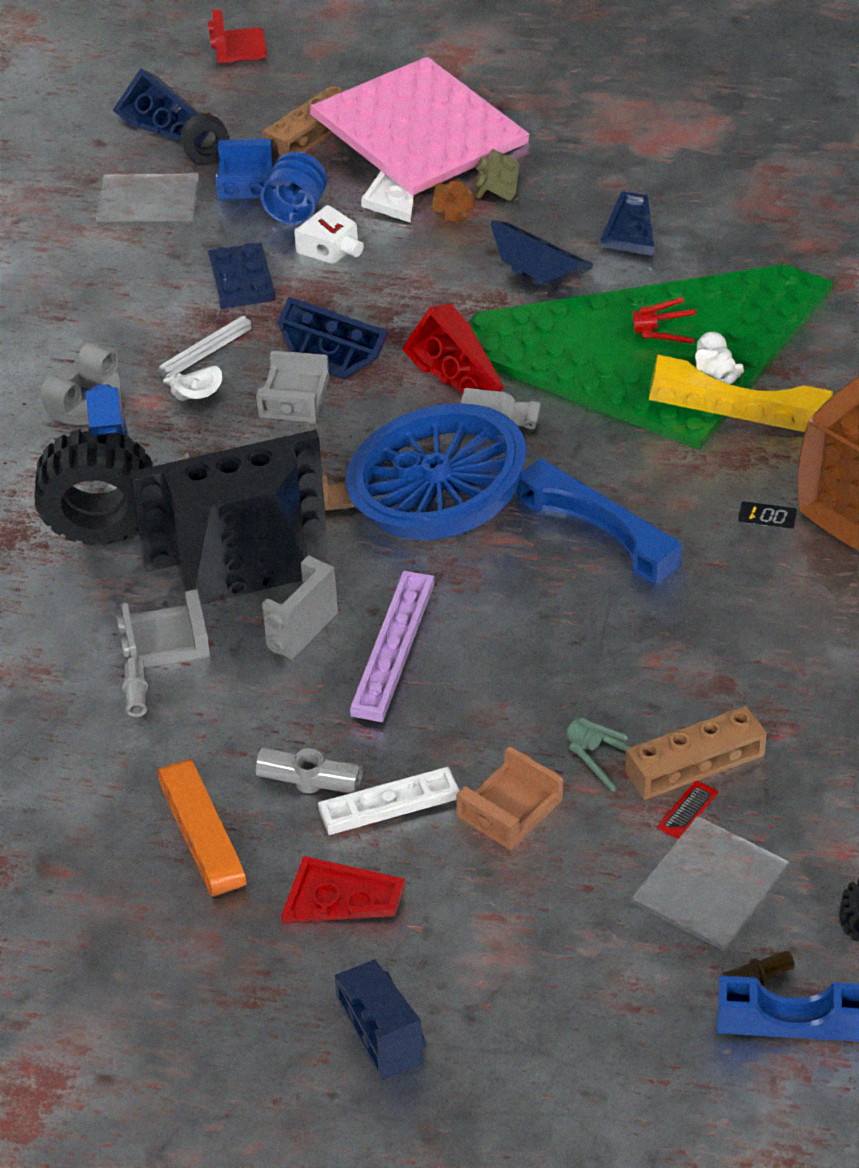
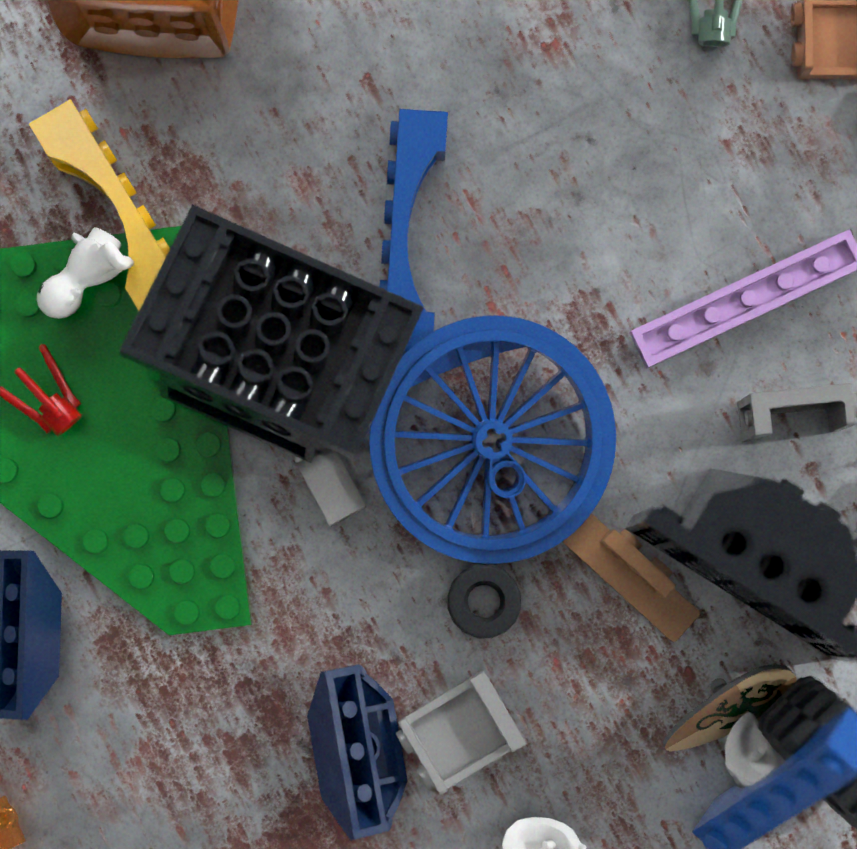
camera: 135 degrees left, 40 degrees up
(348, 428) = (509, 601): none -> black tyre
(450, 350) = (267, 602): red wedge -> none
(597, 391) = (269, 338): none -> black wedge
(767, 515) = (255, 85): black sticker -> none

